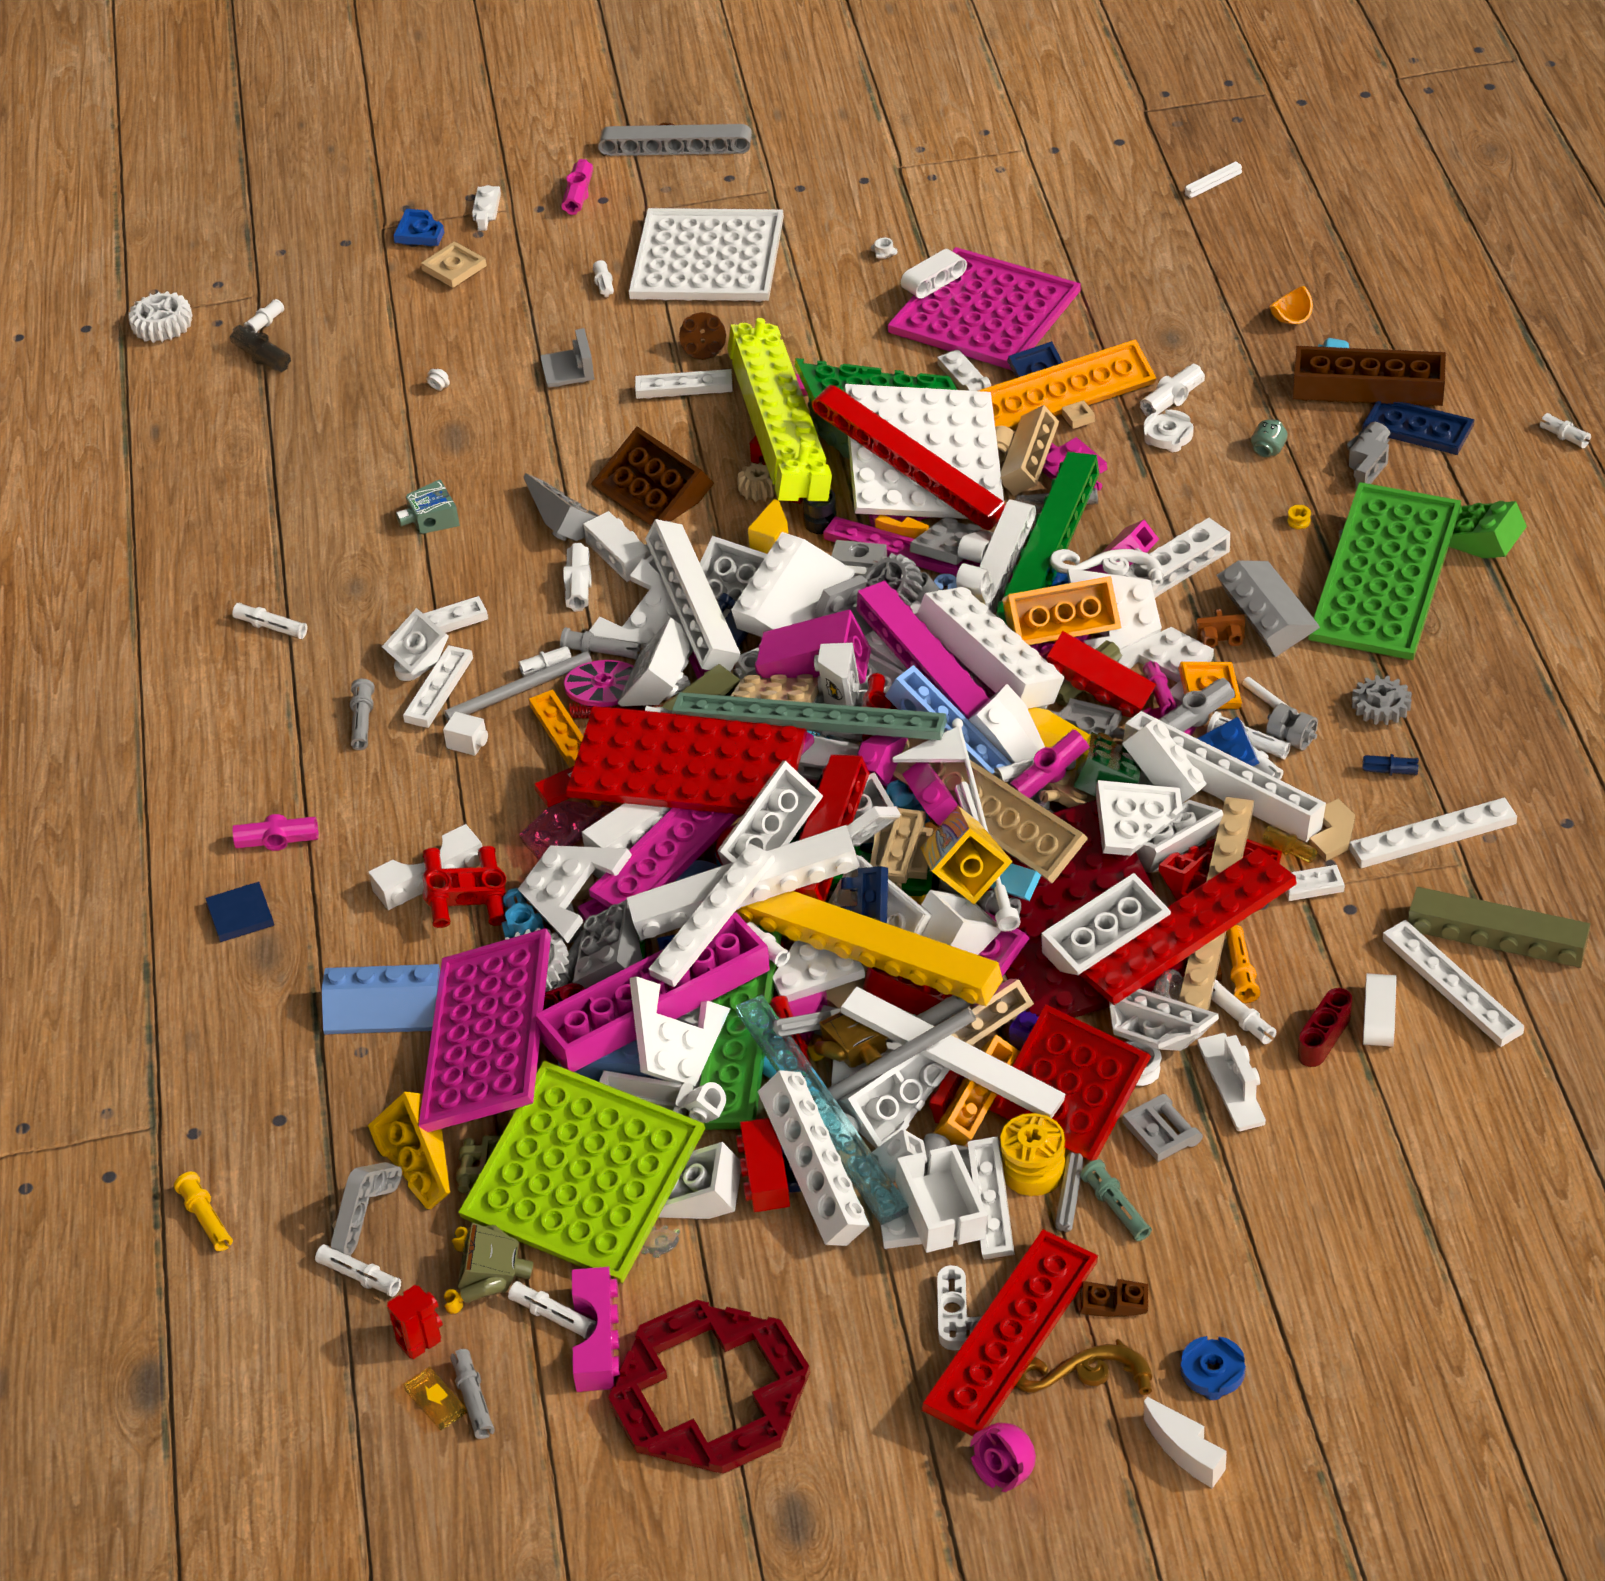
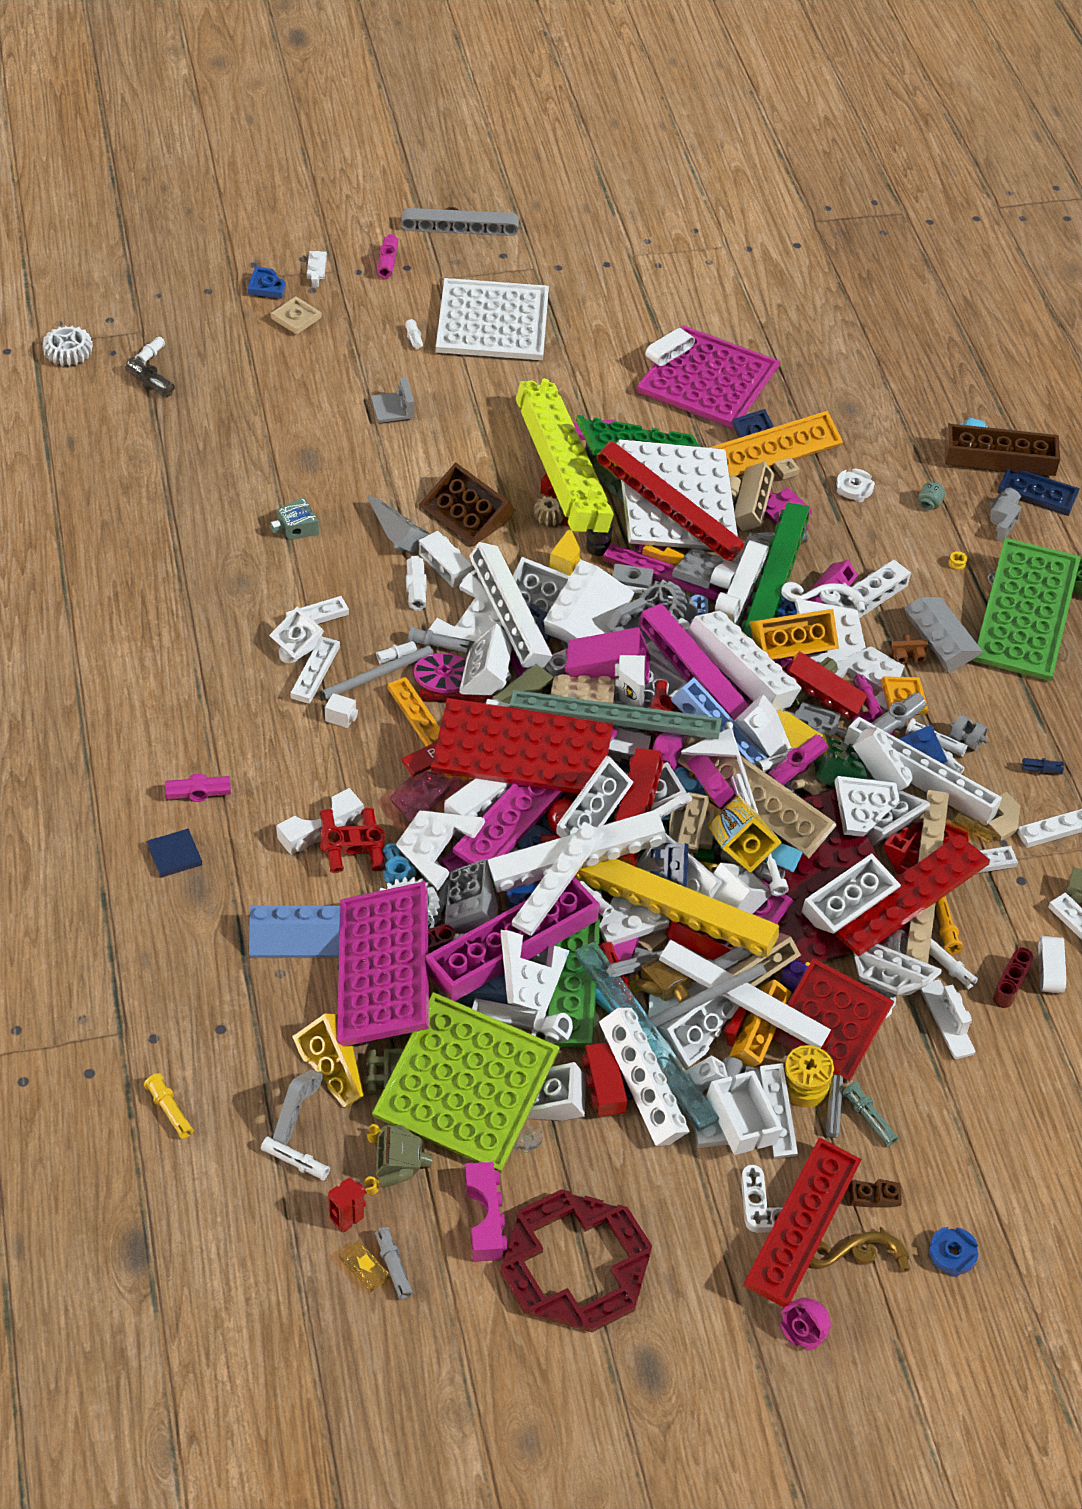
camera: 10 degrees left, 5 degrees up
(259, 618) = (169, 605): white pin -> none
(361, 705) = (256, 684): light grey pin -> none
(438, 379) = (292, 411): white plate -> none
(523, 1296) = (473, 1207): white pin -> none
(683, 383) = (484, 426): white plate -> none
(691, 337) = (505, 387): reddish brown plate -> none
(883, 248) = (627, 322): white plate -> none
(962, 372) = (694, 425): white plate -> none
(1155, 1133) = (895, 1059): light grey plate -> none
(1172, 390) = (855, 452): white piece -> none
(1185, 1442) = (938, 1312): white slope -> none
(1213, 179) = (870, 281): white axle -> none
(1261, 692) = (944, 704): white bar -> none
(1293, 307) = (940, 389): light orange helmet -> none
(1381, 700) = (1032, 713): light grey gear -> none

